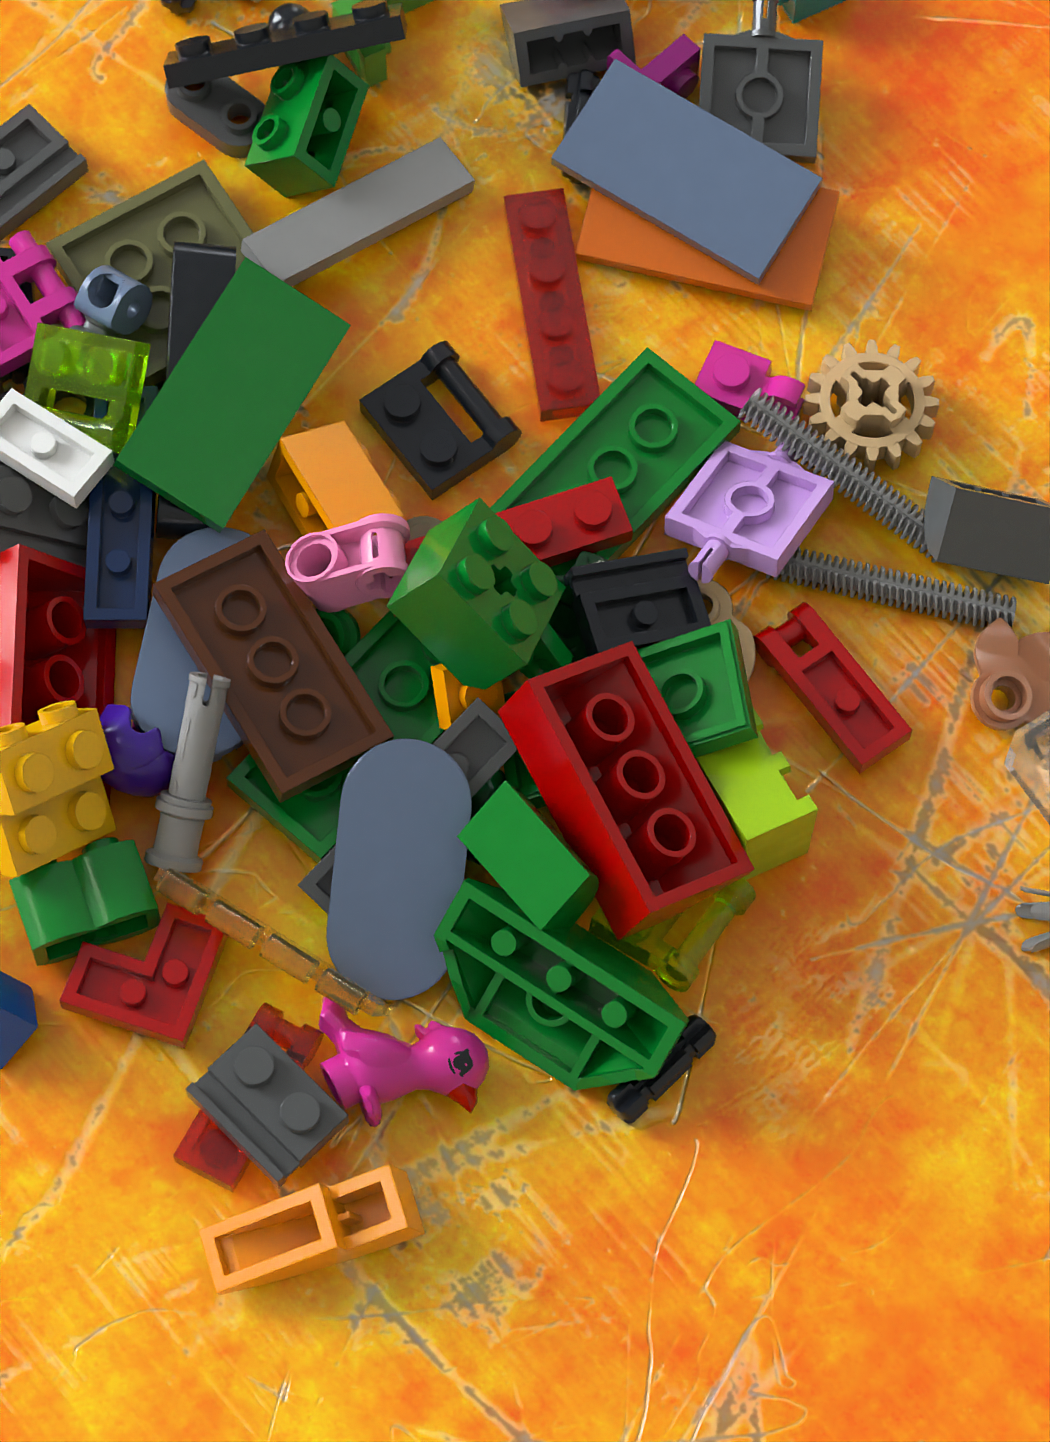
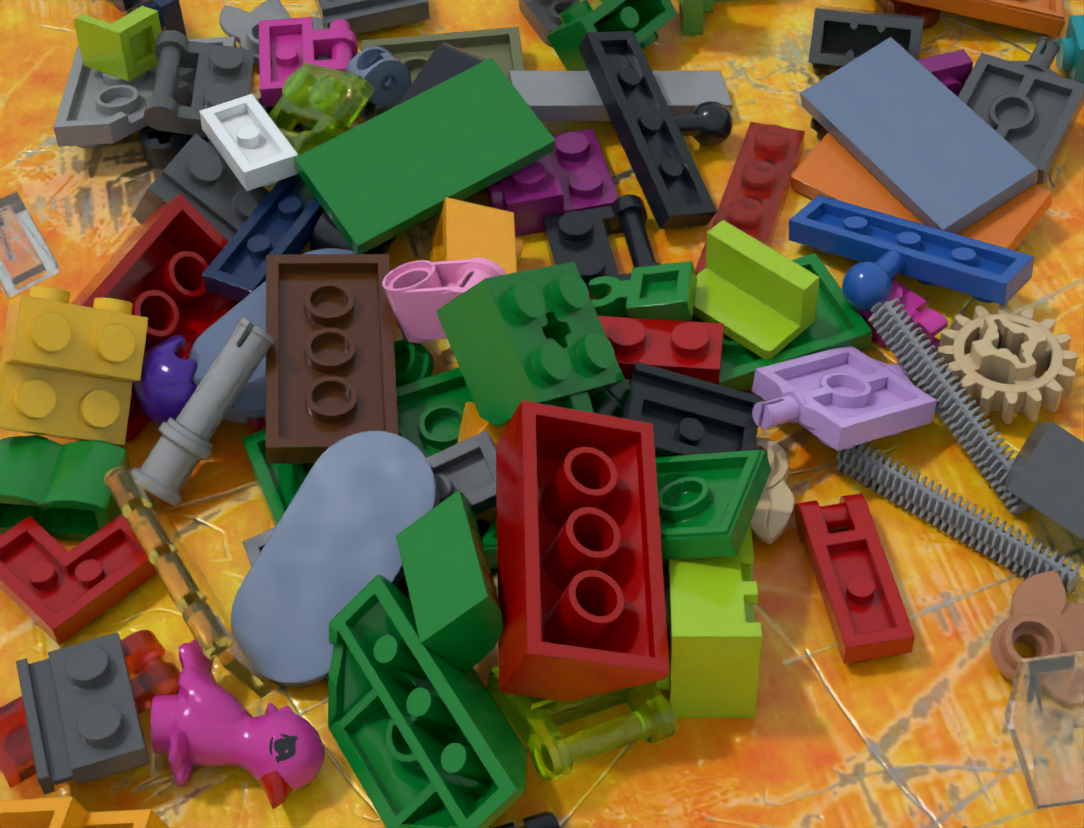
camera: 30 degrees right, 20 degrees down
(368, 354) = (560, 182): none -> magenta plate
(422, 256) = (651, 132): none -> black plate
(531, 470) = (651, 293): none -> green plate
(616, 431) = (754, 292): none -> lime panel
(731, 313) = (899, 246): none -> blue plate

